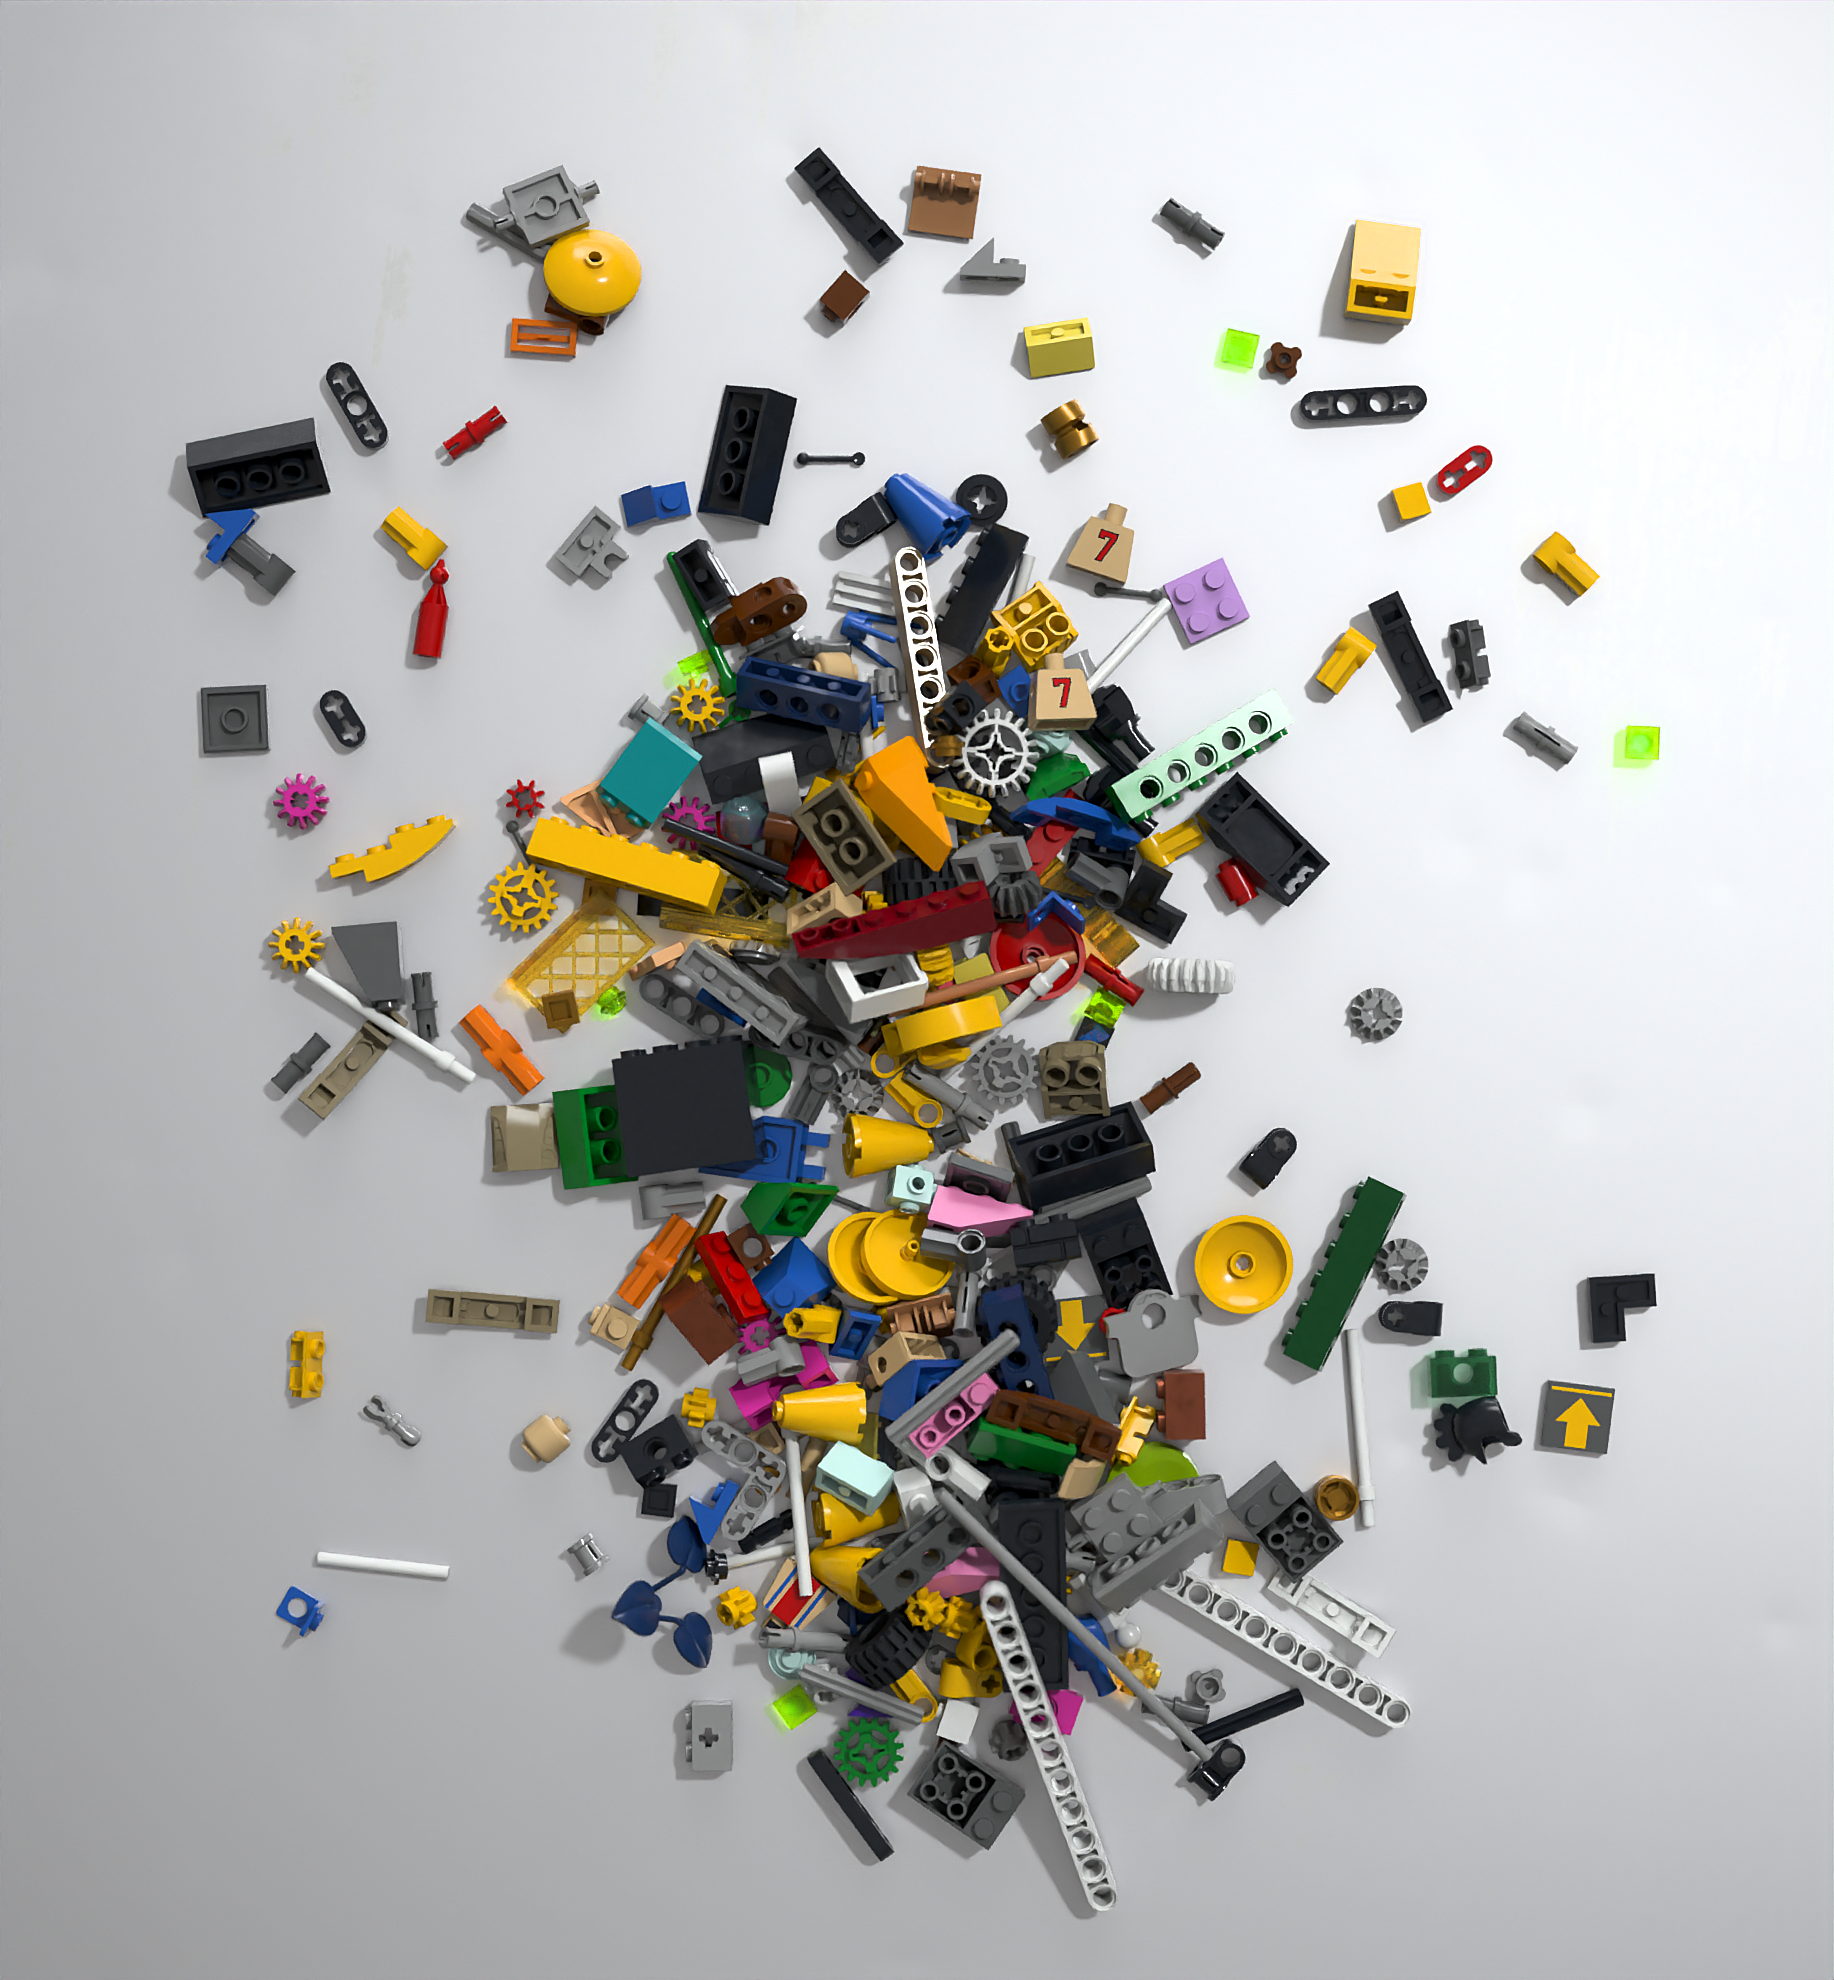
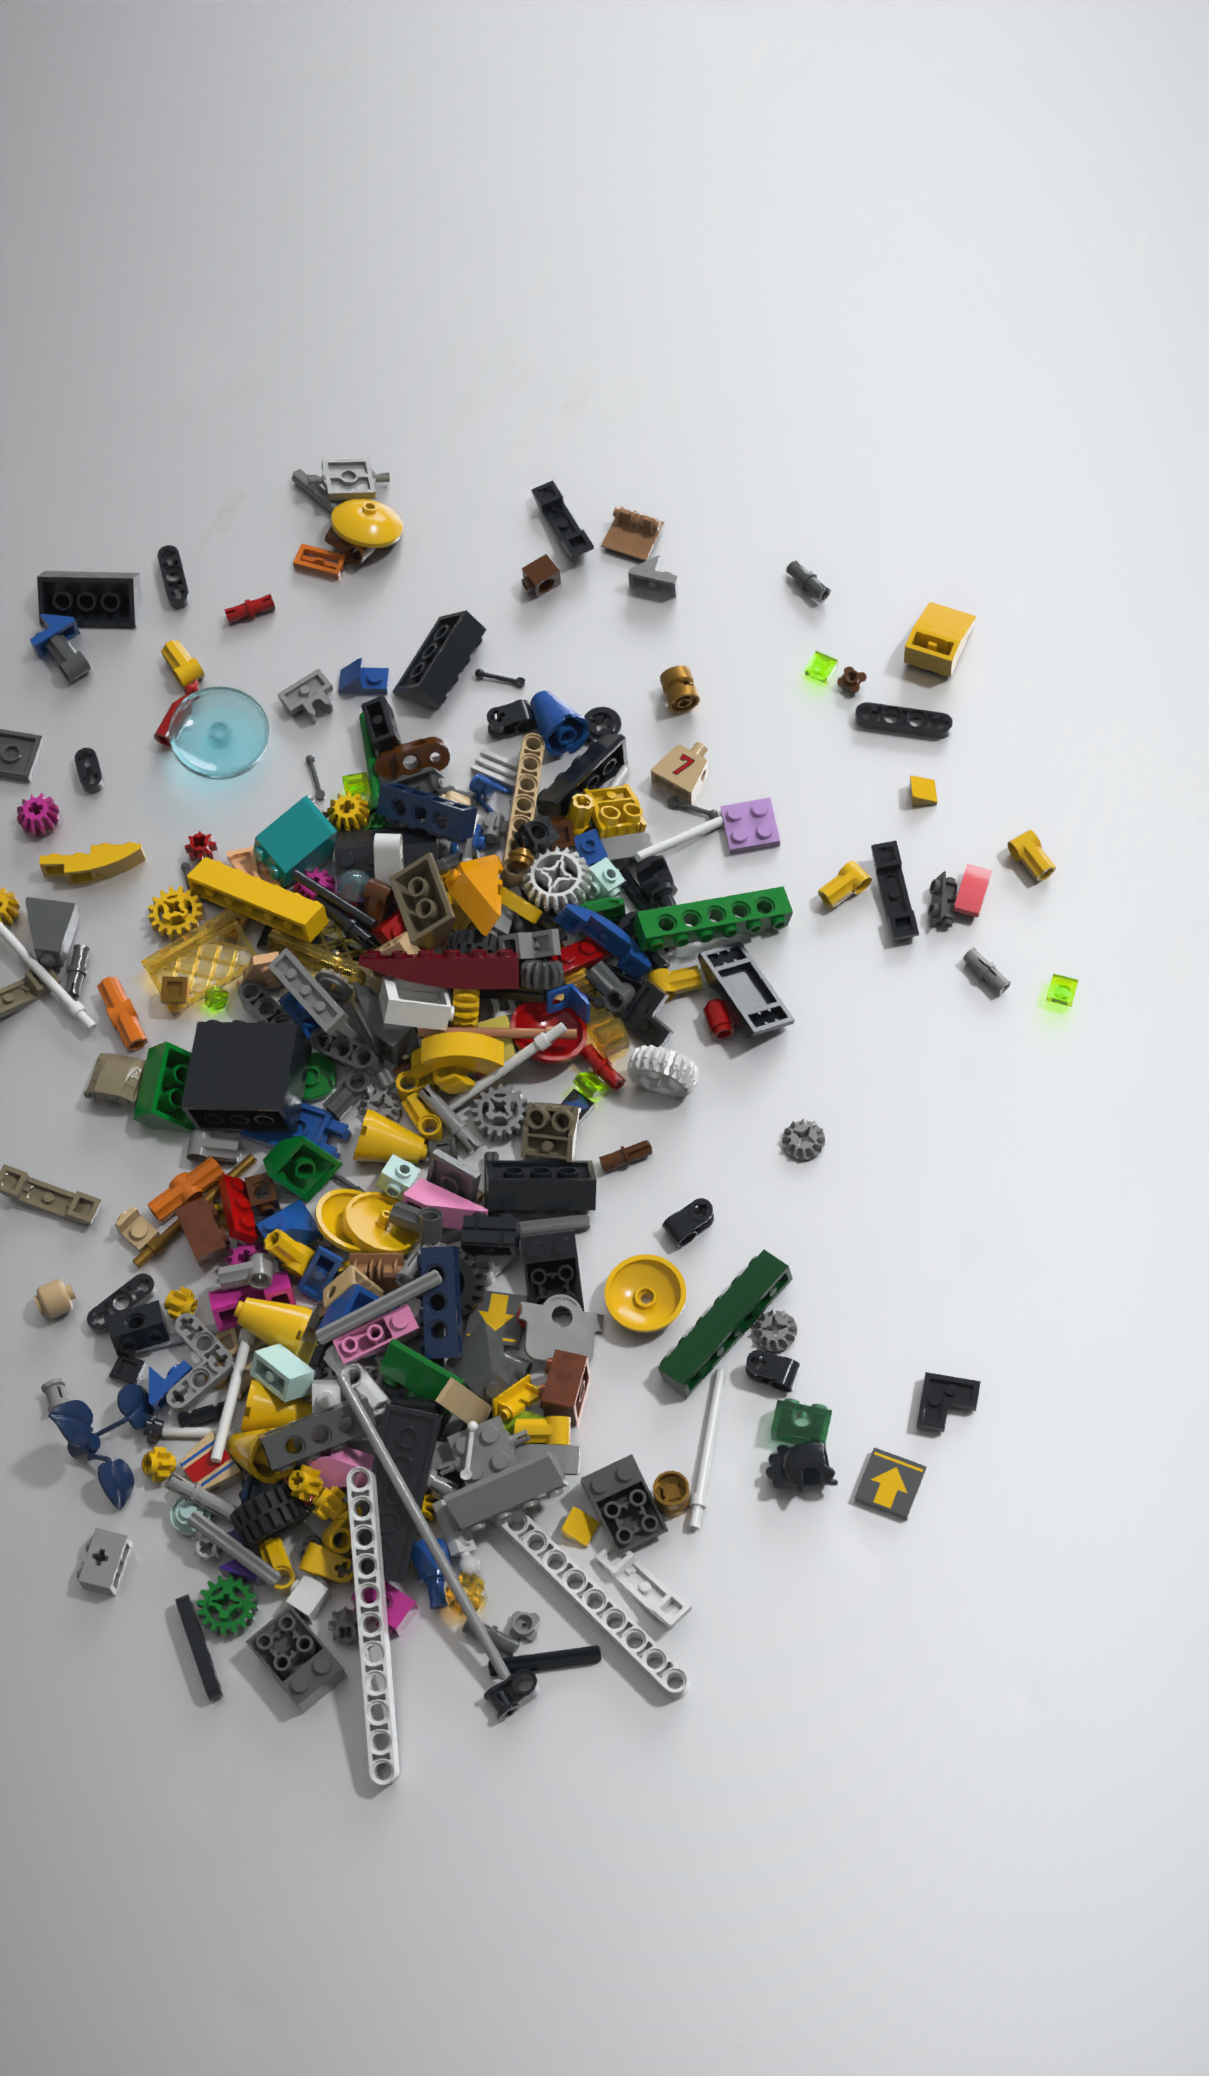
camera: 20 degrees right, 25 degrees down
(498, 633) = (219, 733): none -> clear light blue dish
(650, 682) = (320, 794): none -> dark grey hinge
(795, 1706) = (180, 1556): clear neon green plate -> none
(1056, 1420) = (452, 1357): reddish brown slope -> none
(1059, 347) = (688, 640): light yellow panel -> none
(1059, 698) = (616, 851): tan torso -> none
(1105, 1549) = (466, 1474): none -> white hinge
(1184, 1467) = (548, 1431): none -> yellow piece
(1459, 464) = (968, 778): red beam -> none
(1504, 632) = (972, 890): none -> coral slope

